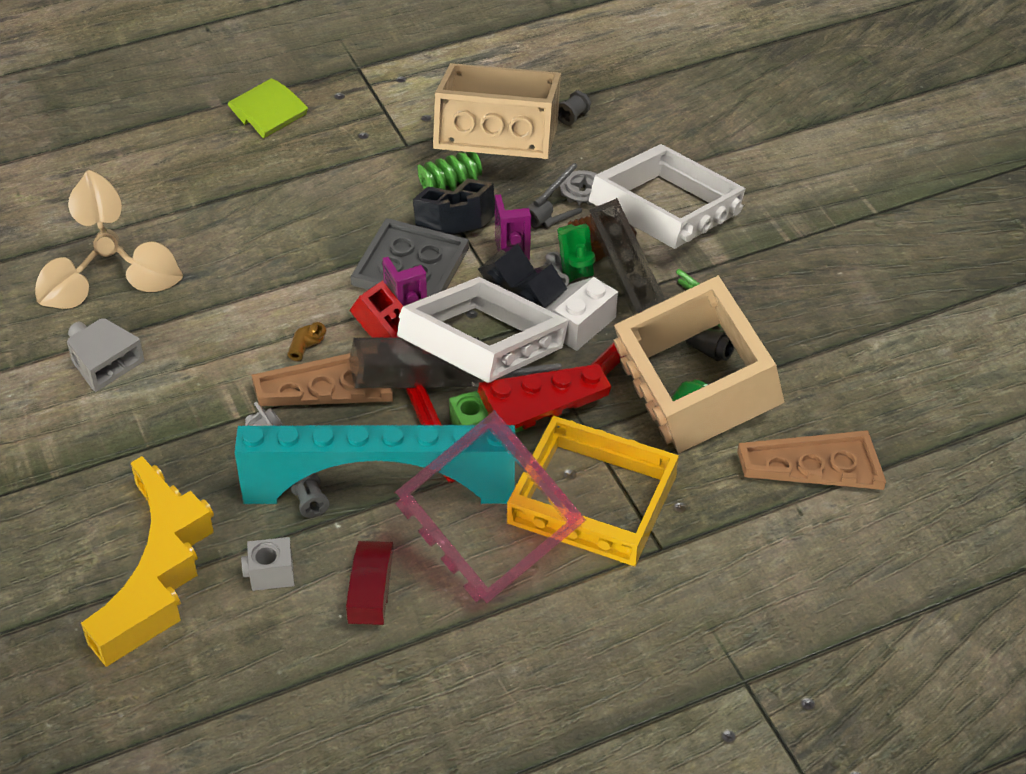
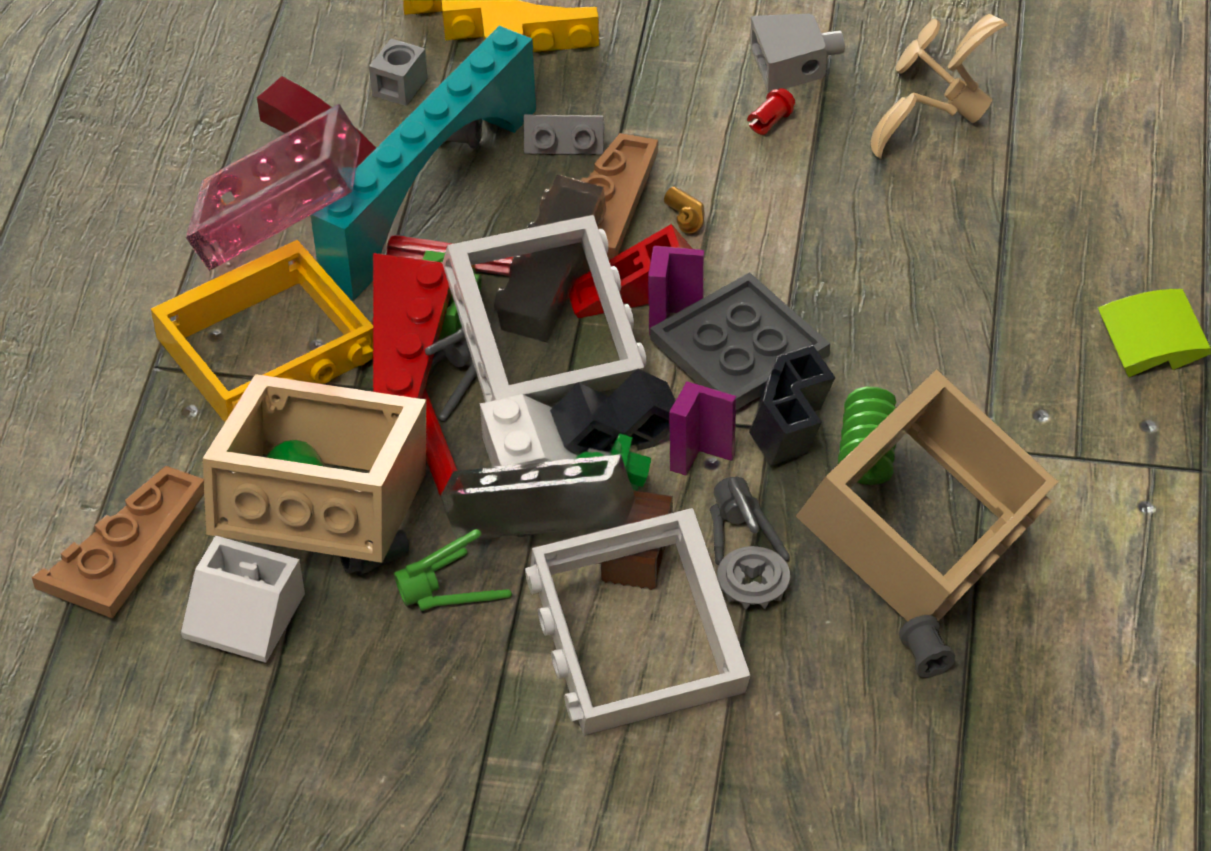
camera: 125 degrees right, 0 degrees up
(173, 338) = (778, 105): none -> red pin
(804, 370) = (242, 598): none -> white slope

